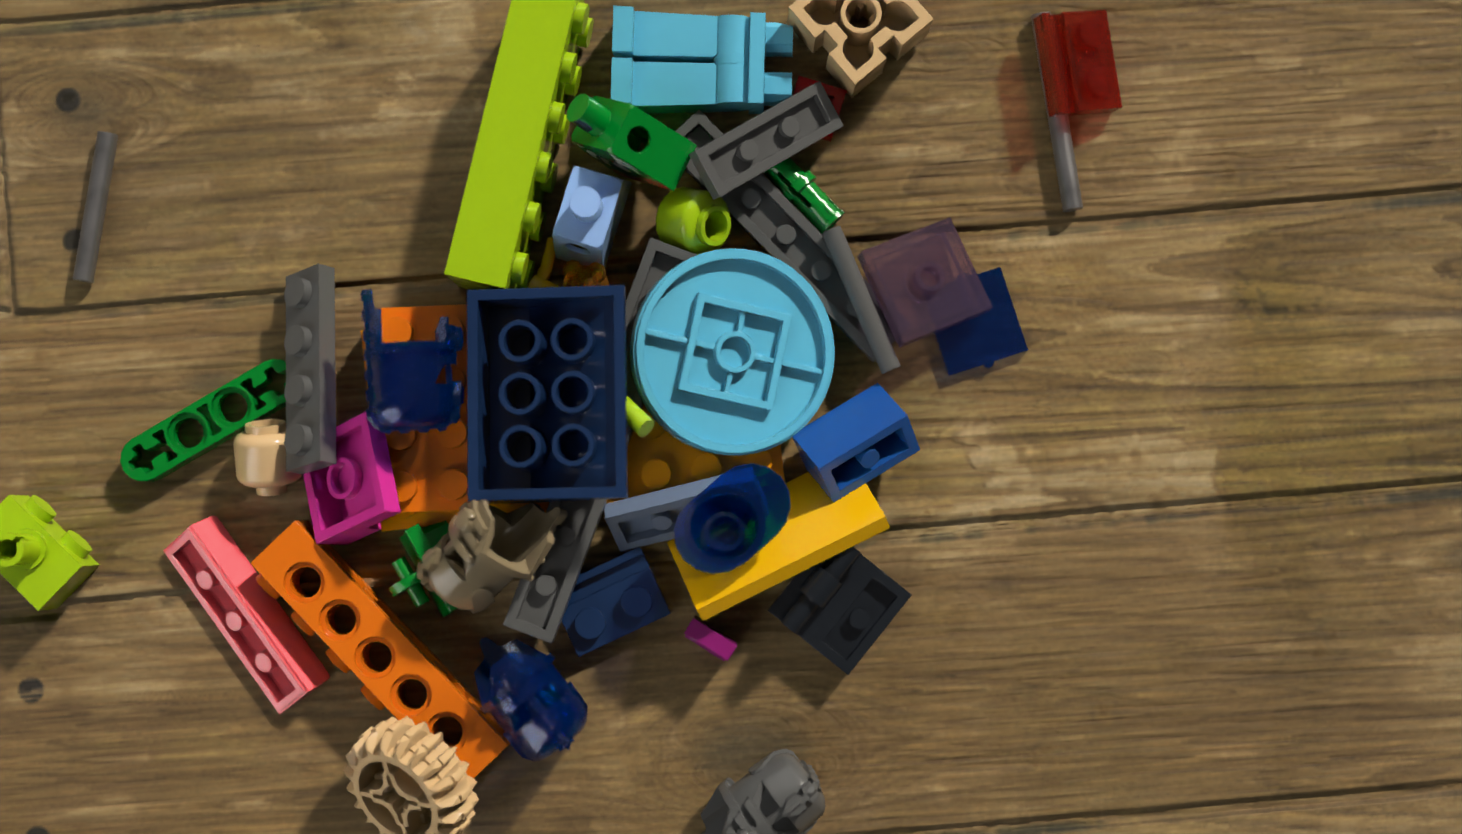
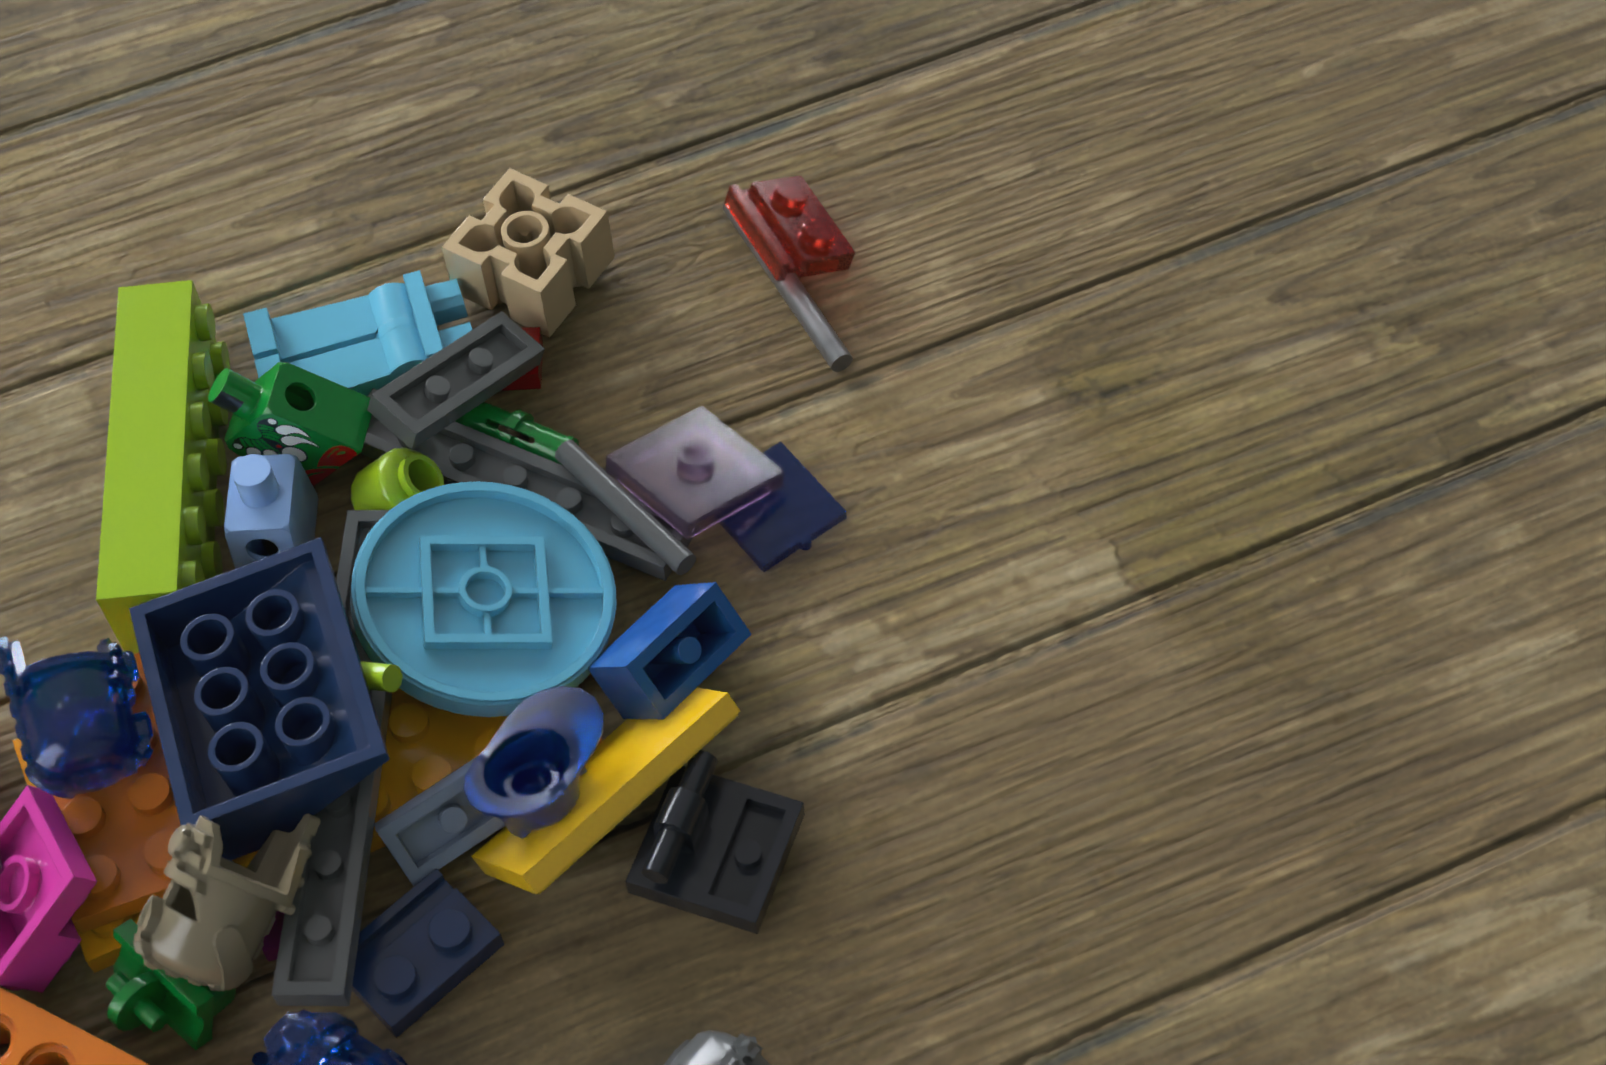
camera: 20 degrees left, 30 degrees down
(710, 639) = (561, 941): magenta tile -> none

